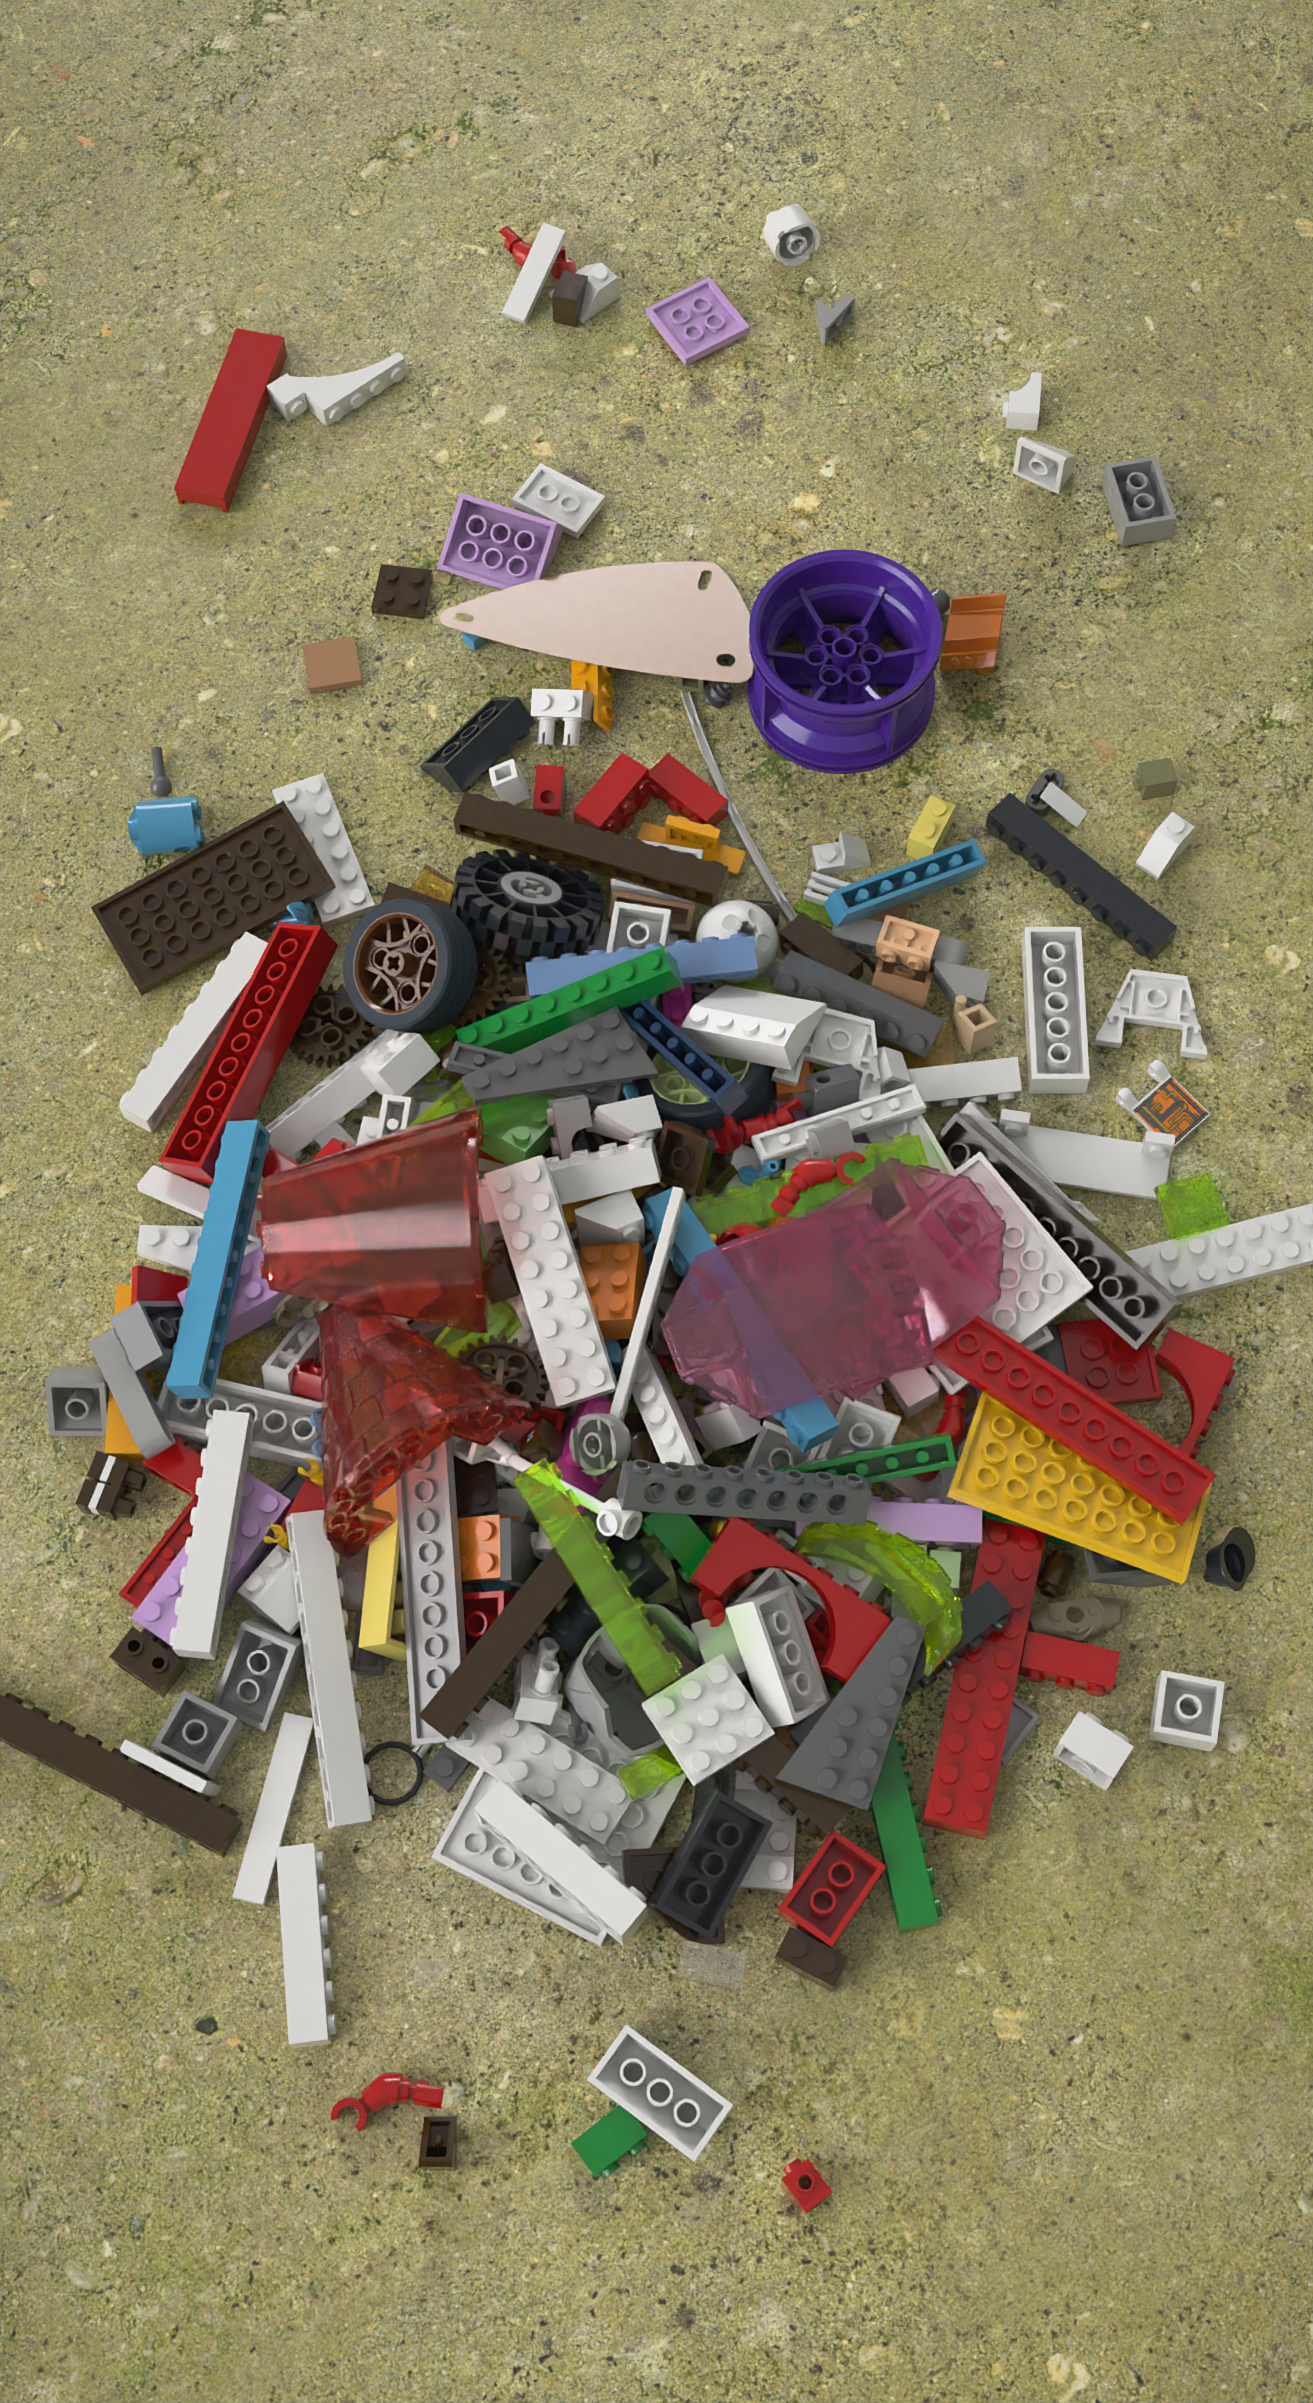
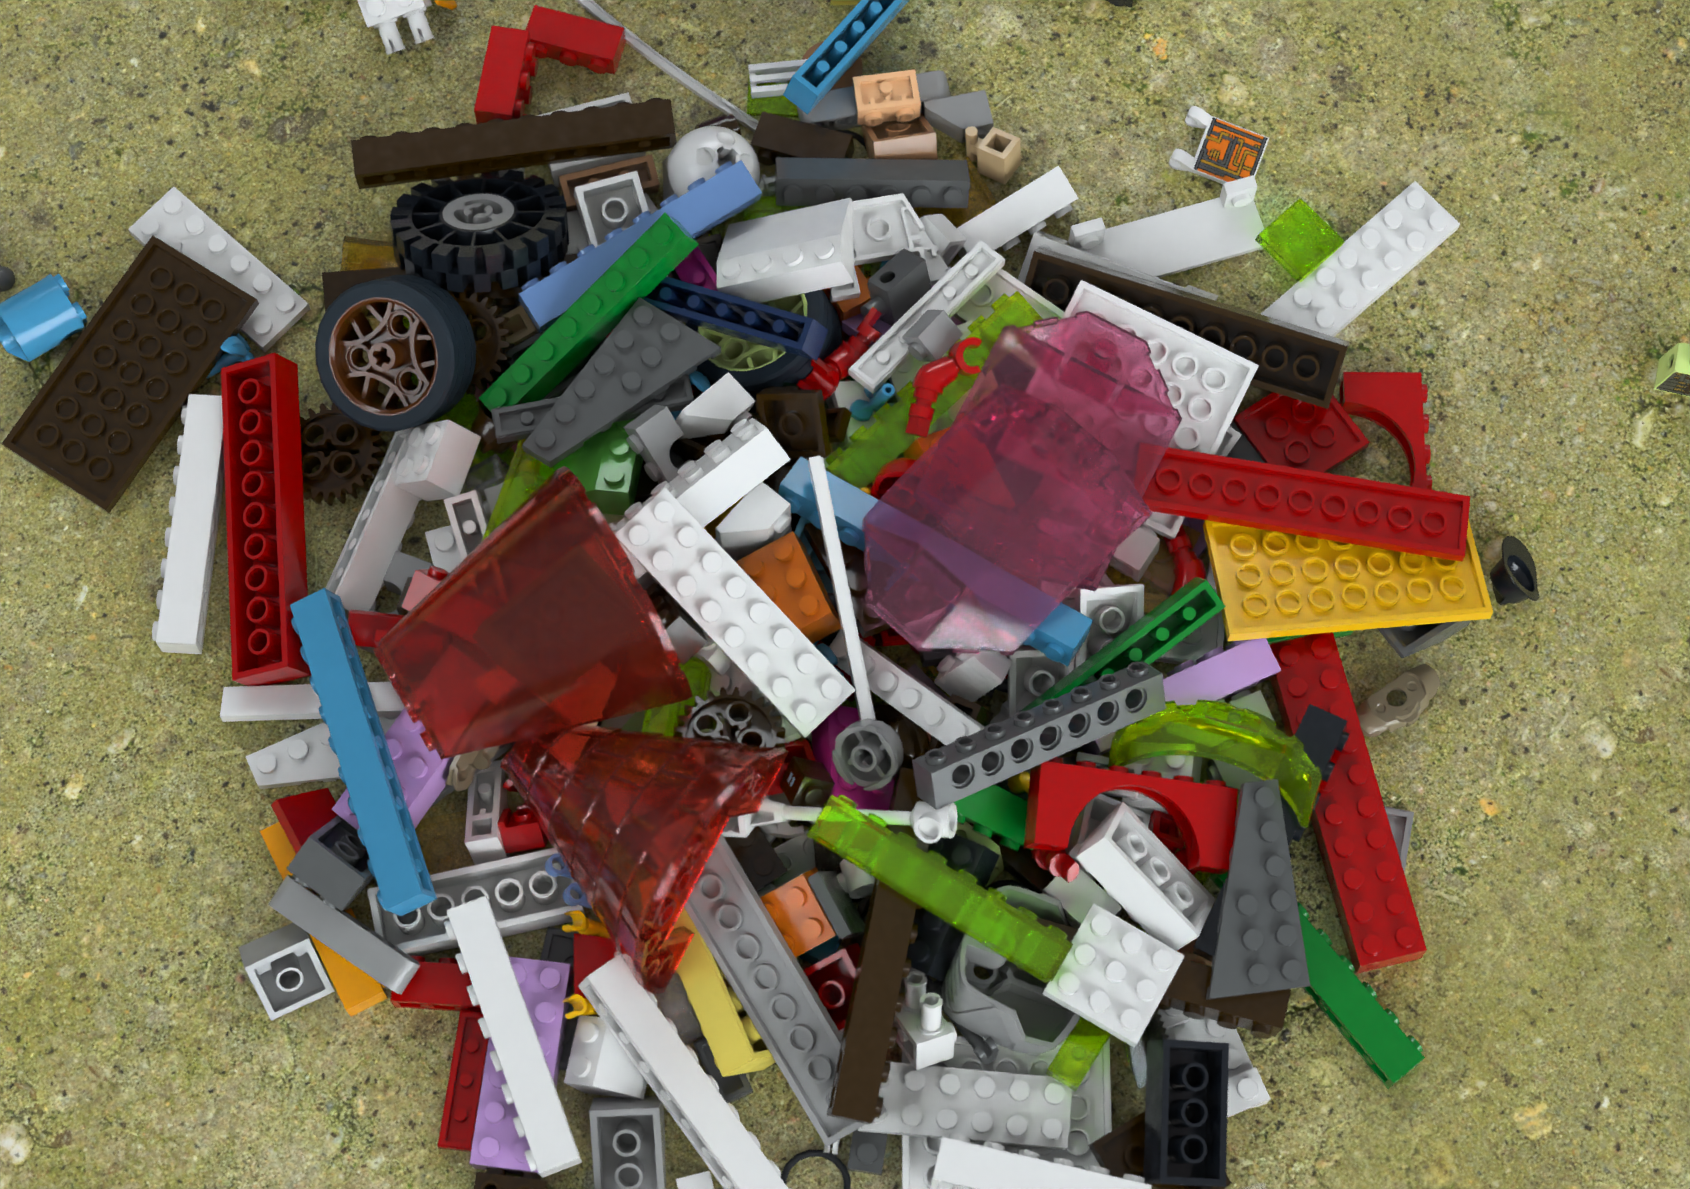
camera: 30 degrees left, 5 degrees up
(108, 1486) = (364, 1042): dark brown hips -> none
(332, 664) = (117, 64): medium nougat tile -> none
(479, 743) = (325, 81): black slope -> none
(509, 782) = (382, 110): white brick -> none
(550, 790) = (432, 100): red torso -> none
(689, 834) = (598, 83): light orange bracket -> none
(811, 1959) = (1322, 1156): dark brown brick -> none
(831, 1889) = (1308, 1080): red brick -> none
(844, 855) = (766, 35): white slope -> none
(1055, 1010) = (1067, 100): white brick -> none
(1056, 1574) = (1359, 666): dark brown brick -> none
(1068, 1664) = (1418, 748): red brick -> none
(1093, 1749) = (1484, 820): white brick -> none
(1154, 1001) = (1159, 47): white wing -> none
(1186, 1710) = (1549, 739): white brick -> none

